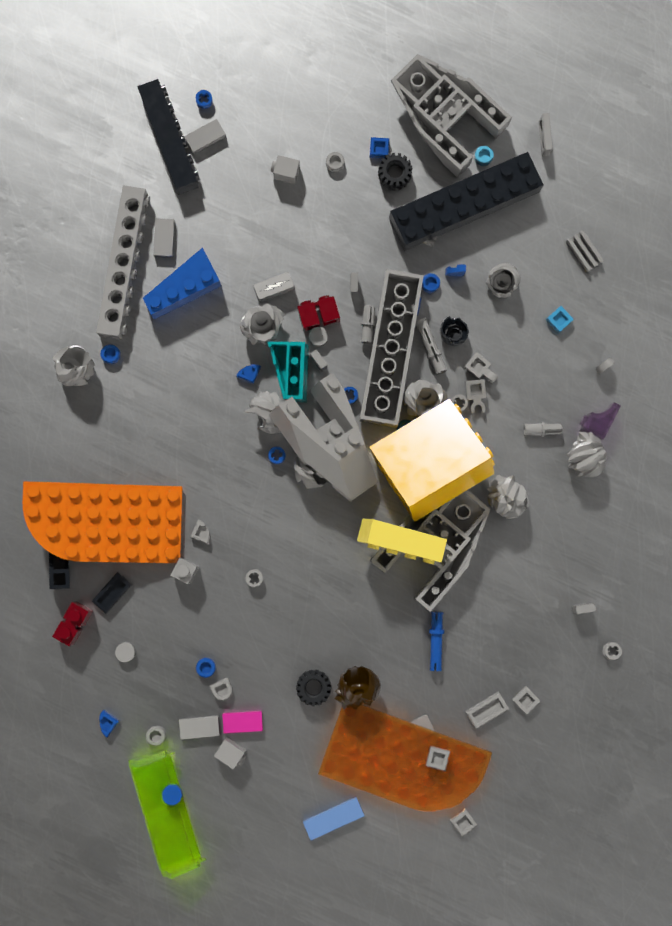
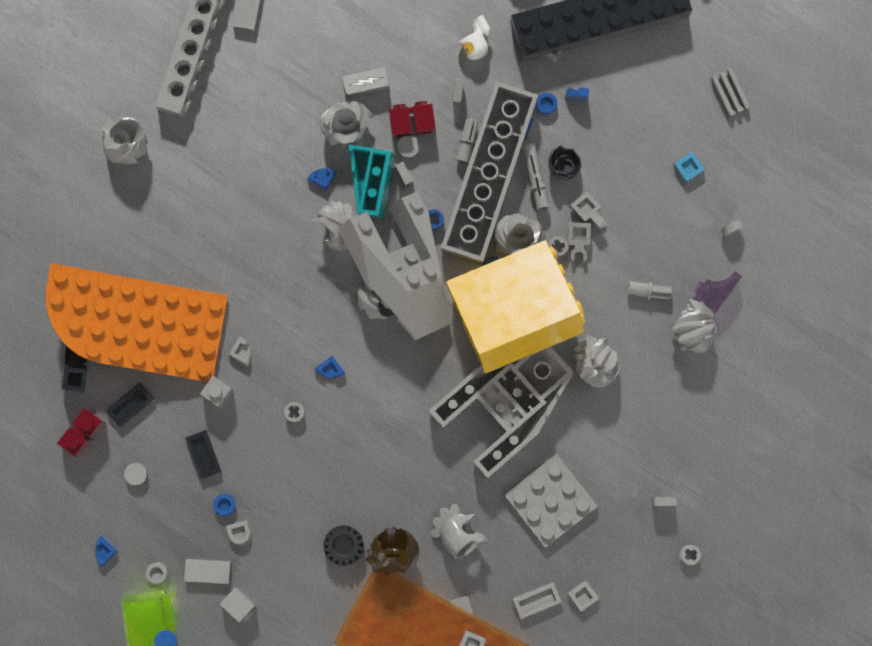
camera: 10 degrees right, 0 degrees up
(110, 354) = (167, 132): blue tile -> none
(181, 626) = (203, 454): none -> black tile
(184, 285) = (262, 66): blue wedge -> none
(242, 722) = (257, 572): dark pink tile -> none
(272, 451) = (336, 271): blue bush -> none
(279, 536) = (330, 368): none -> blue tile
(362, 240) = (475, 43): none -> white piece
(402, 540) = (466, 391): light yellow wedge -> none
(409, 661) = (456, 532): none -> light grey piece
(436, 641) = (491, 511): blue pin -> none
(485, 622) = (550, 500): none -> light grey plate
(506, 273) = (632, 104): light grey hair -> none

